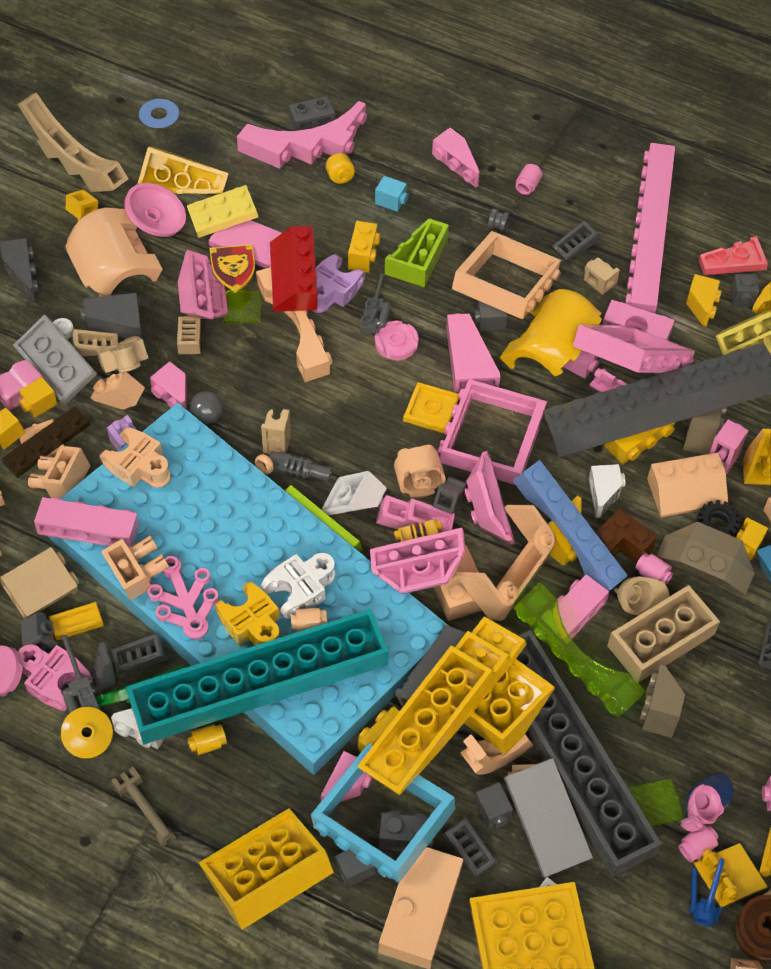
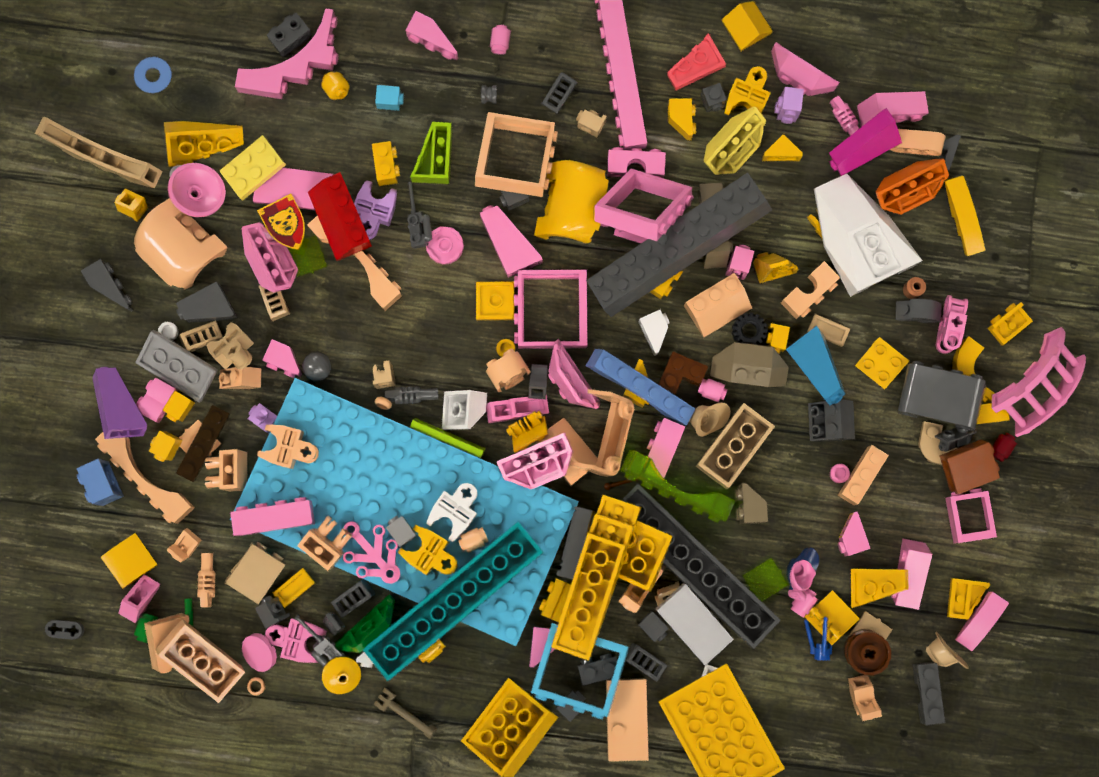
camera: 20 degrees left, 25 degrees up
(228, 583) = (400, 530): none -> light grey brick

